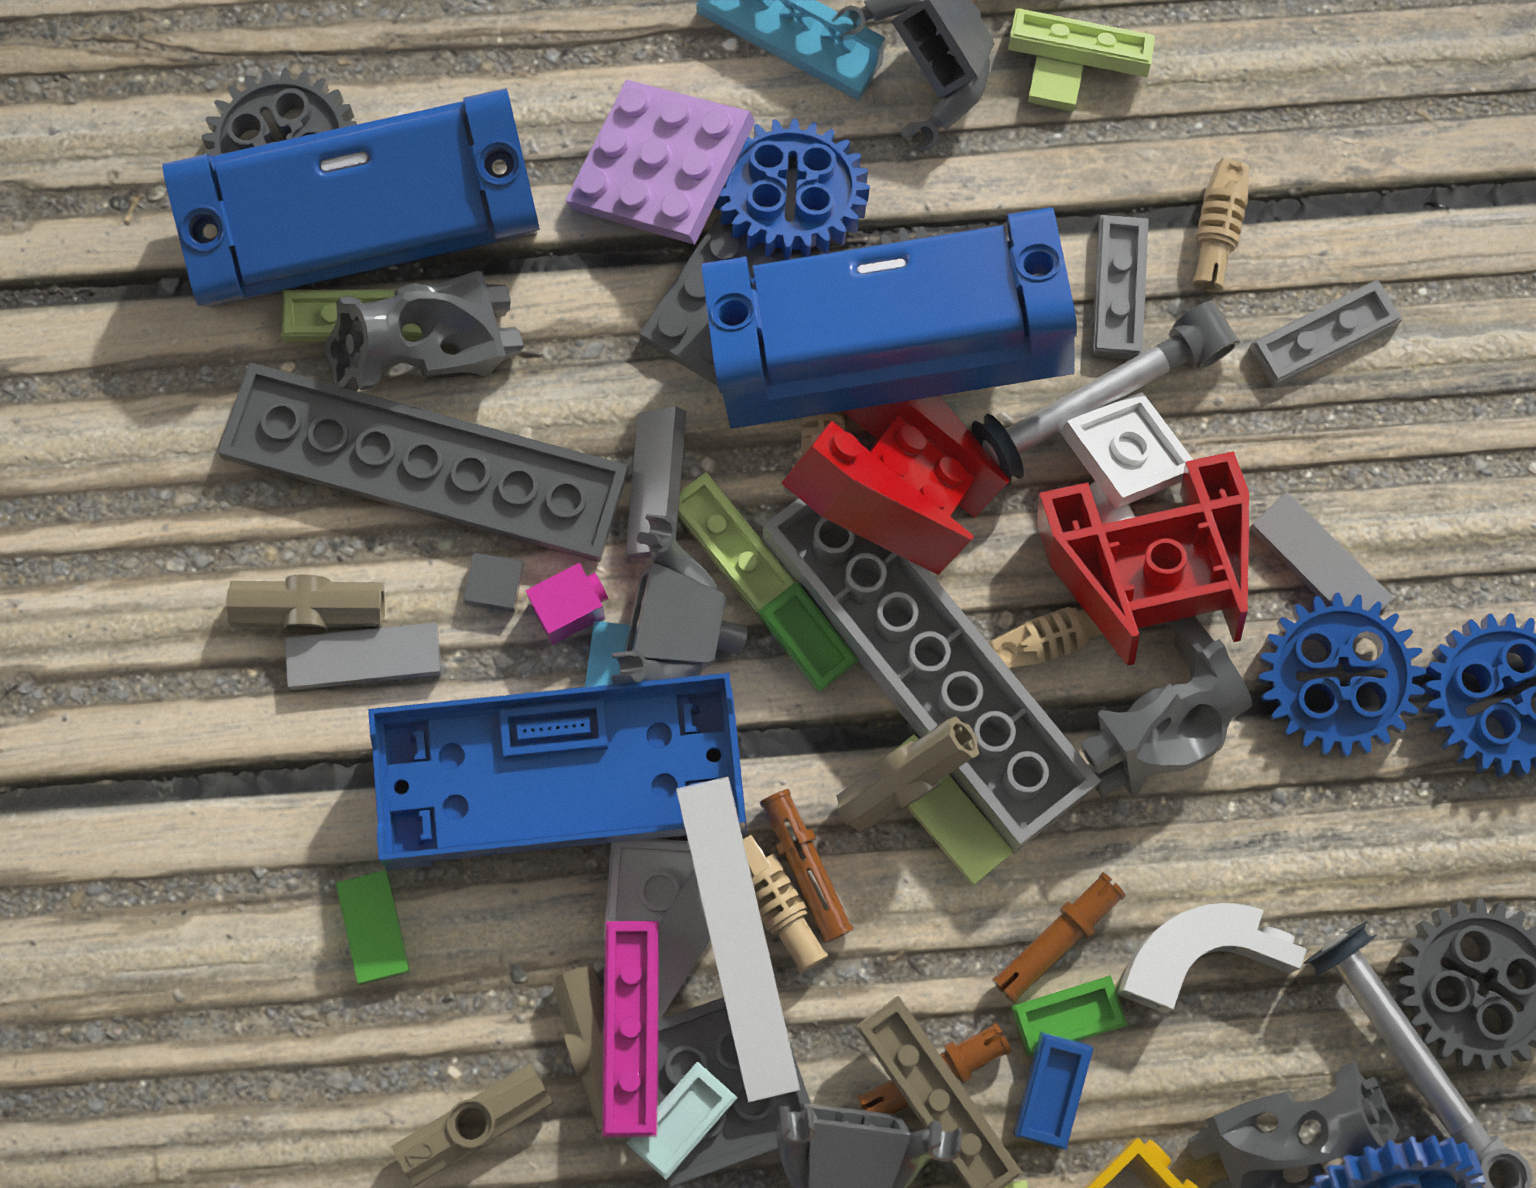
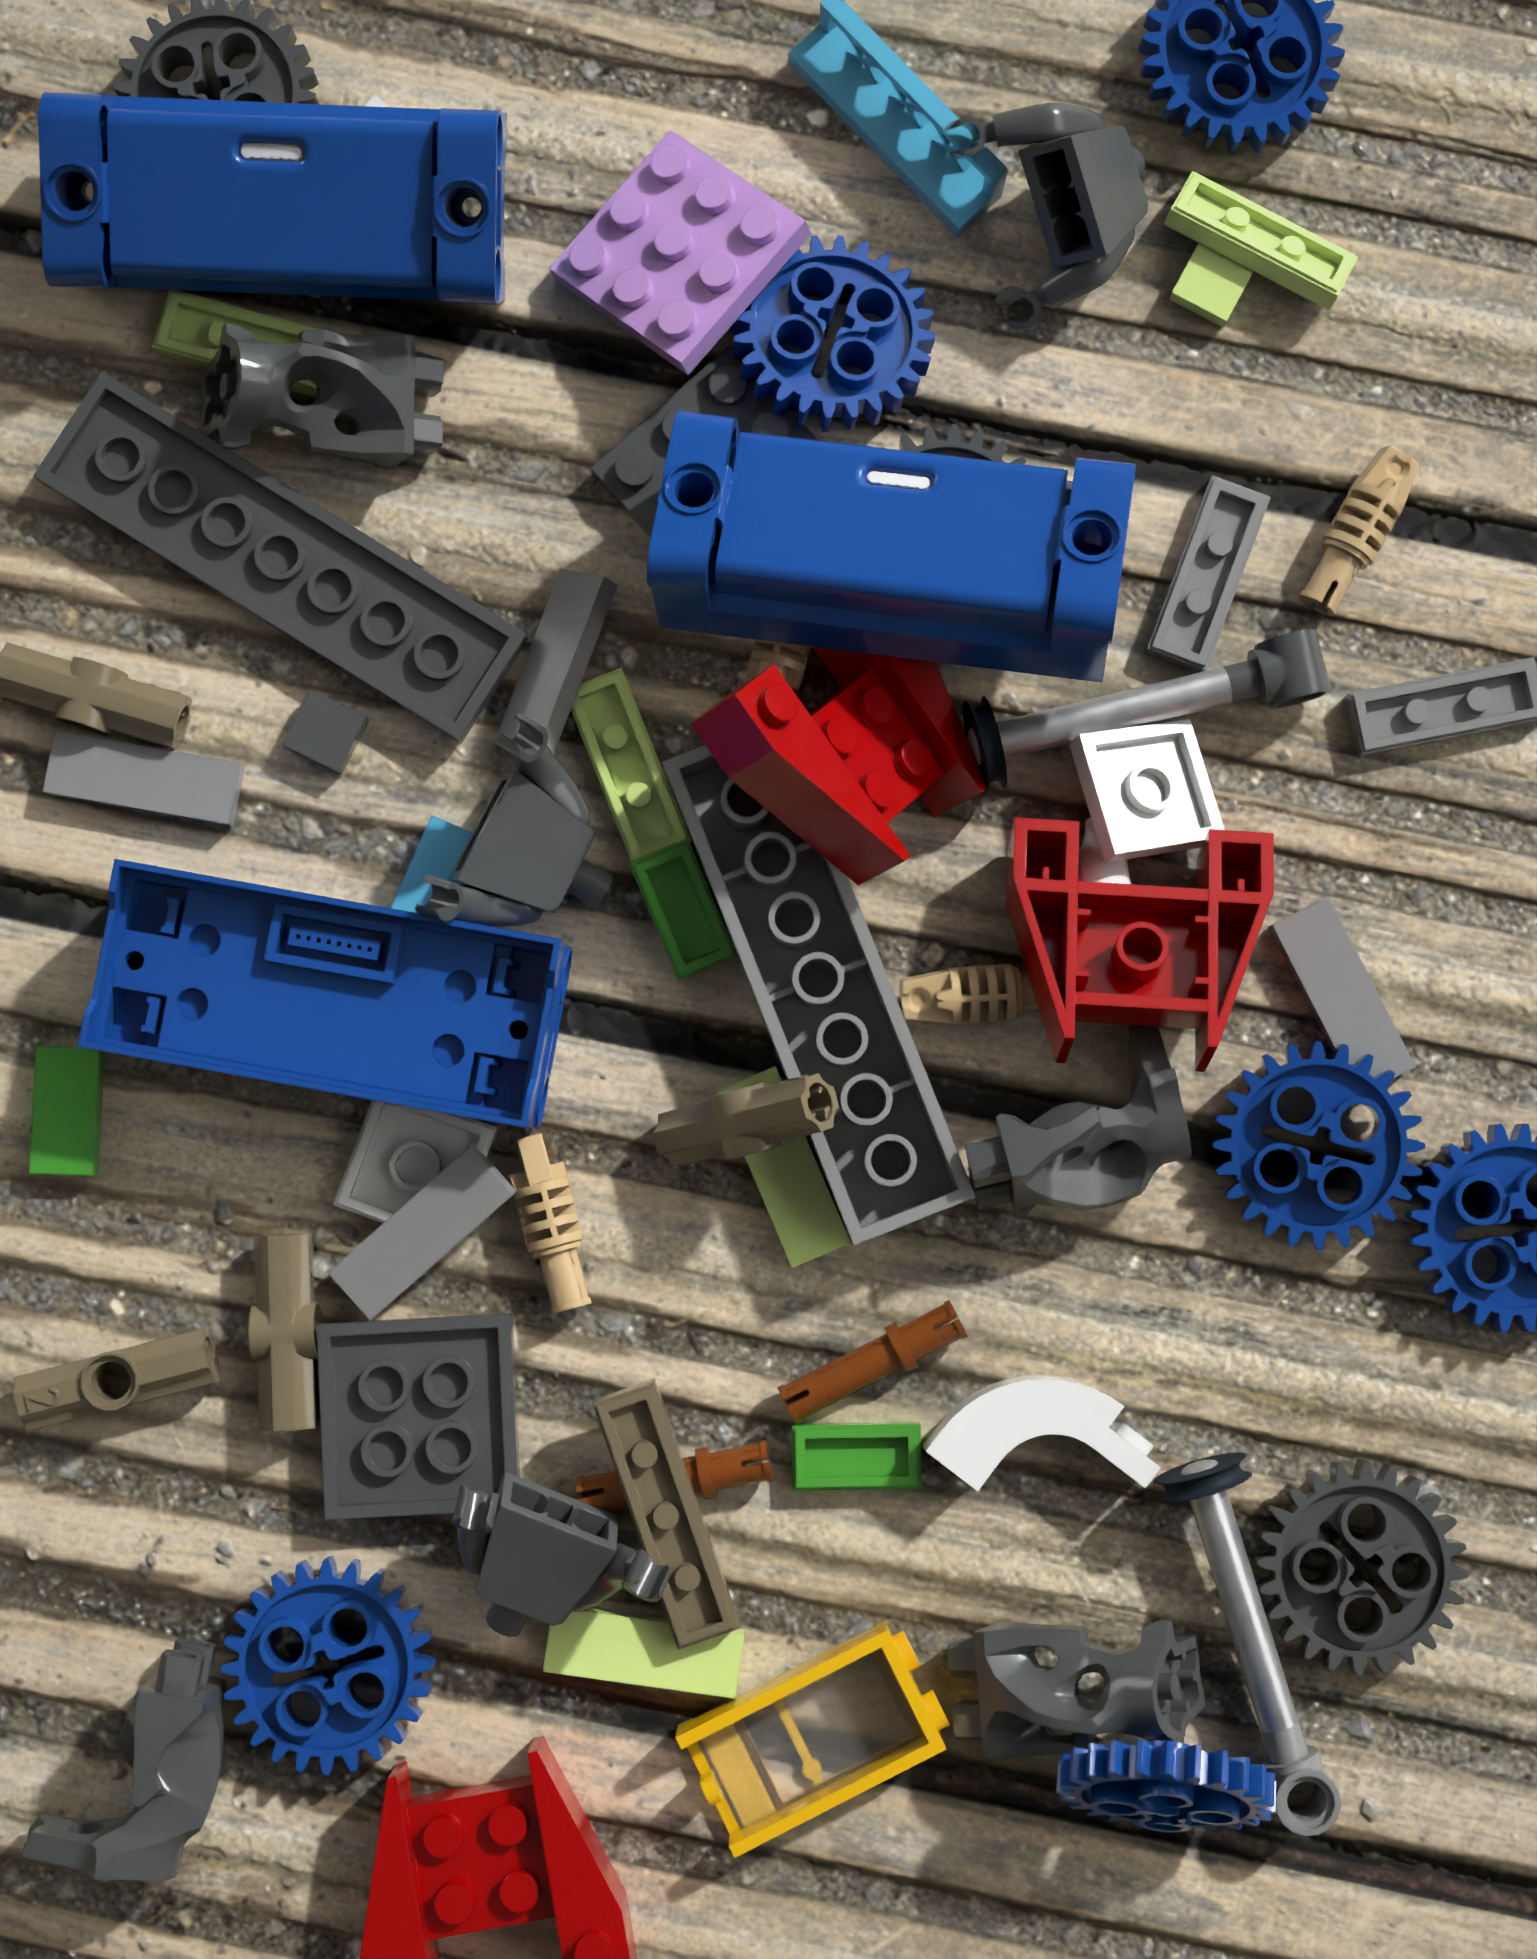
camera: 20 degrees right, 10 degrees up
(567, 602) = (404, 784): dark pink brick -> none
(631, 1030) = (327, 1328): dark pink tile -> none
(684, 1120) = (358, 1449): light aqua tile -> none
(738, 939) = (479, 1259): white tile -> none
(782, 809) = (585, 1112): dark orange pin -> none
(1053, 1090) = (808, 1539): blue tile -> none

